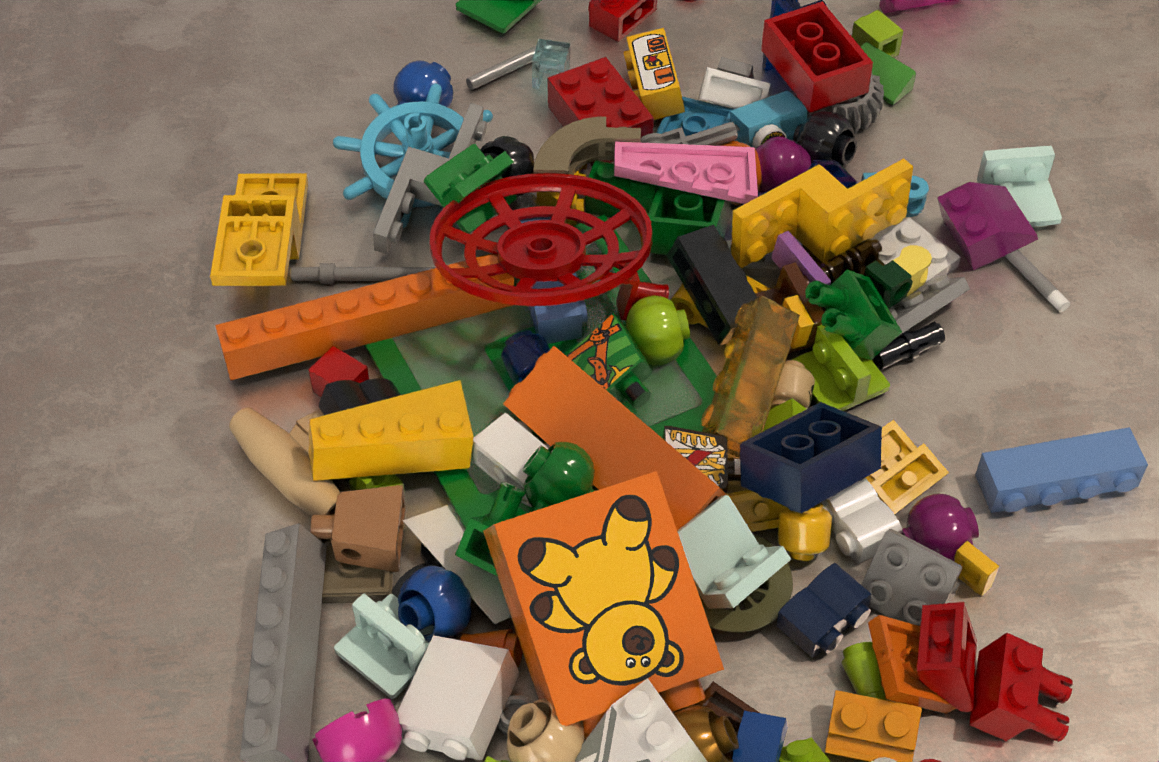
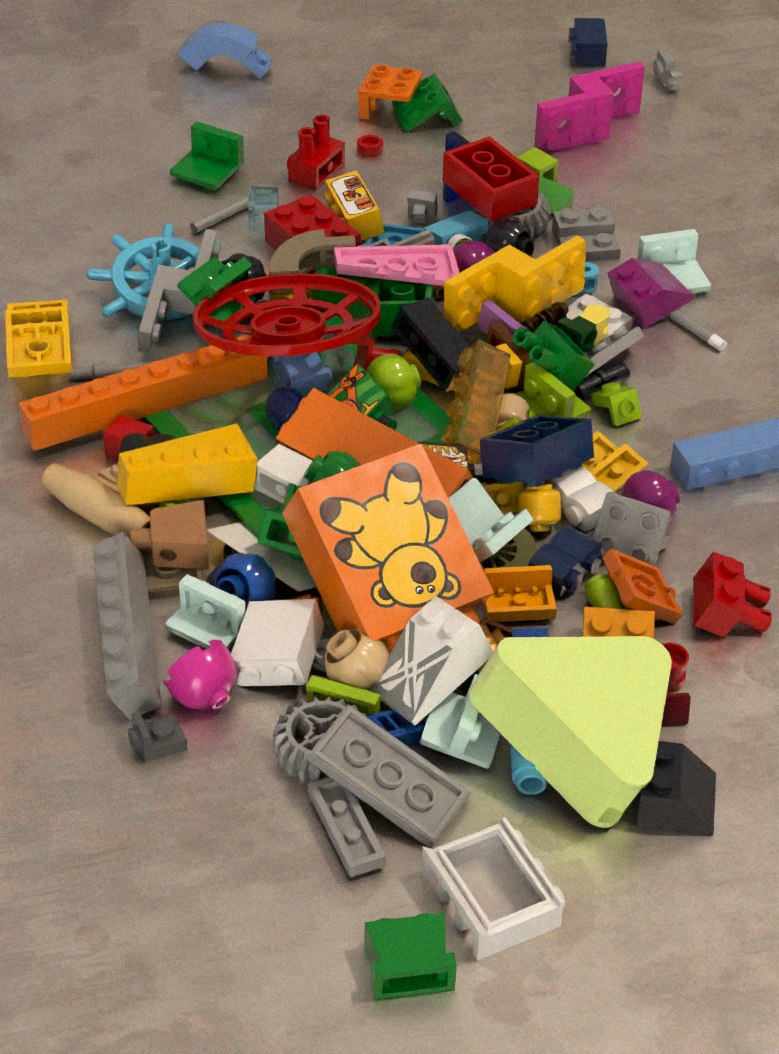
camera: 10 degrees left, 10 degrees down
(416, 80) = (151, 223): blue plant -> none
(731, 89) = (420, 212): white tile -> none
(760, 655) = (520, 594): none -> light orange bracket
(922, 132) = (593, 225): none -> light grey plate
(927, 379) = (620, 400): none -> lime bracket
(948, 653) = (669, 574): red tile -> none
(977, 568) = (682, 523): yellow tile -> none

